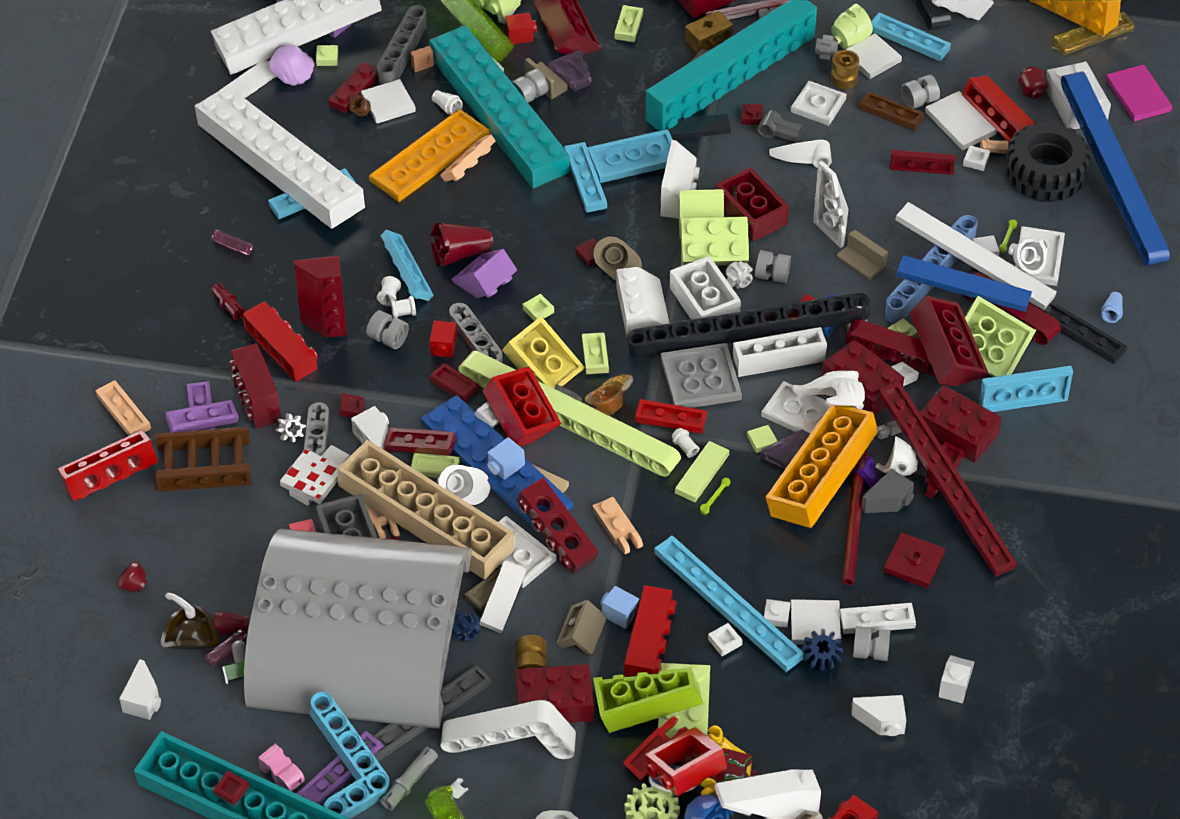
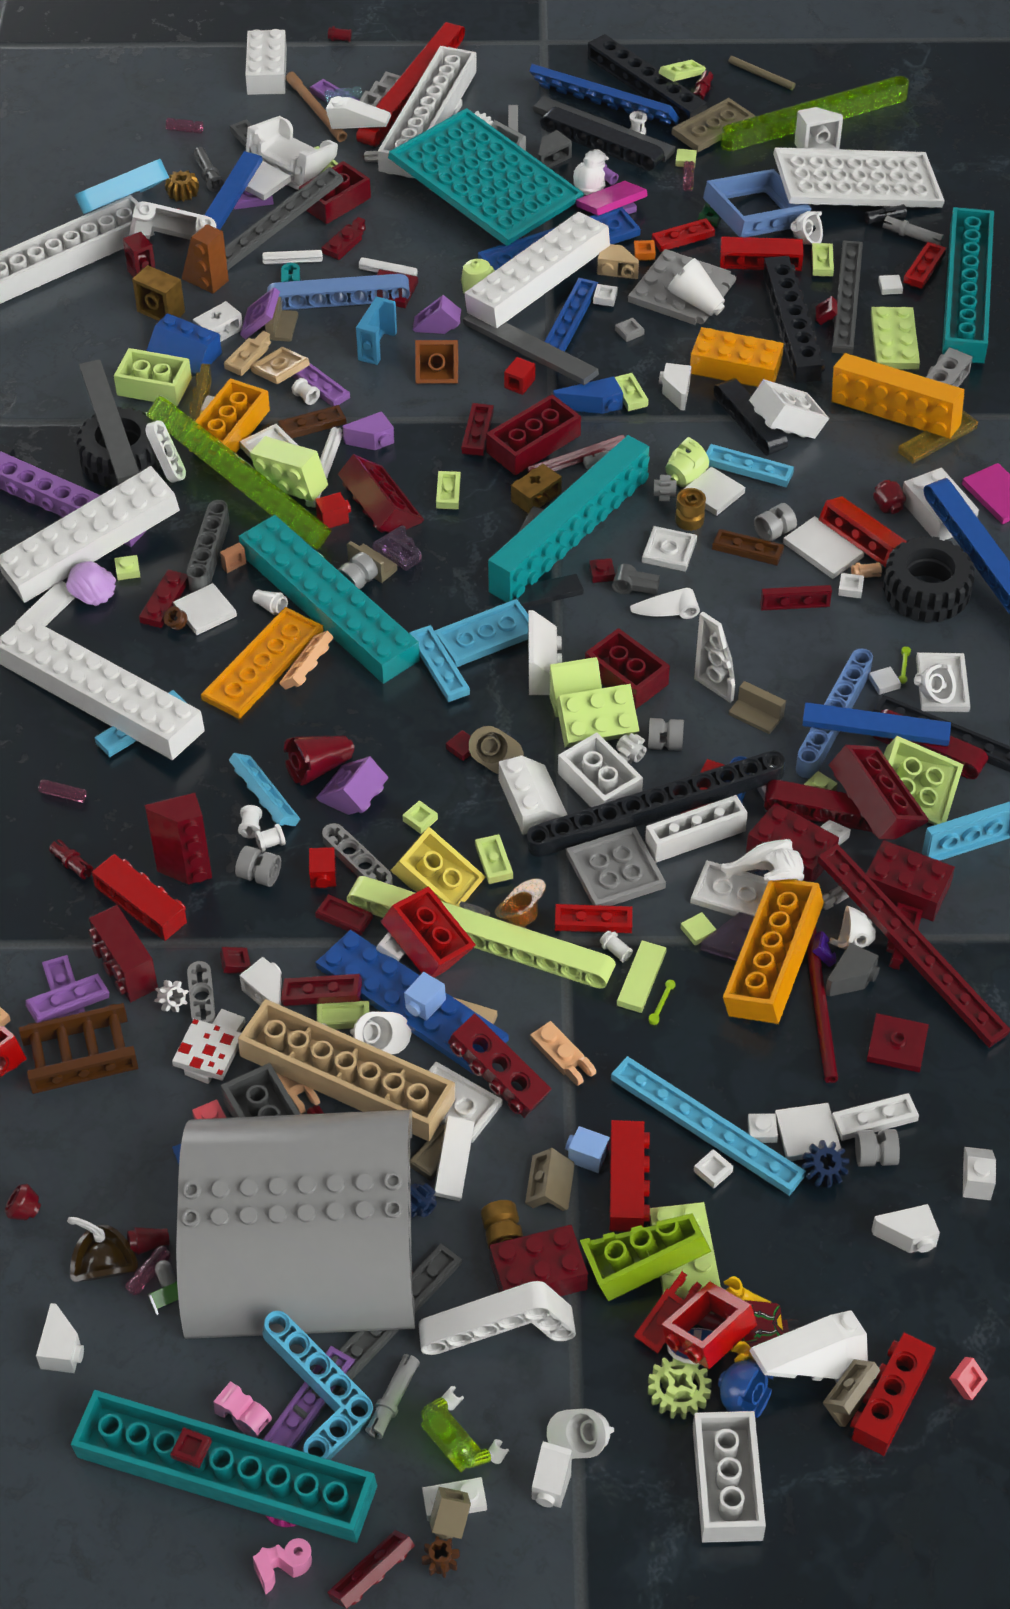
camera: 10 degrees left, 0 degrees up
(973, 254) = (877, 689): white tile -> none

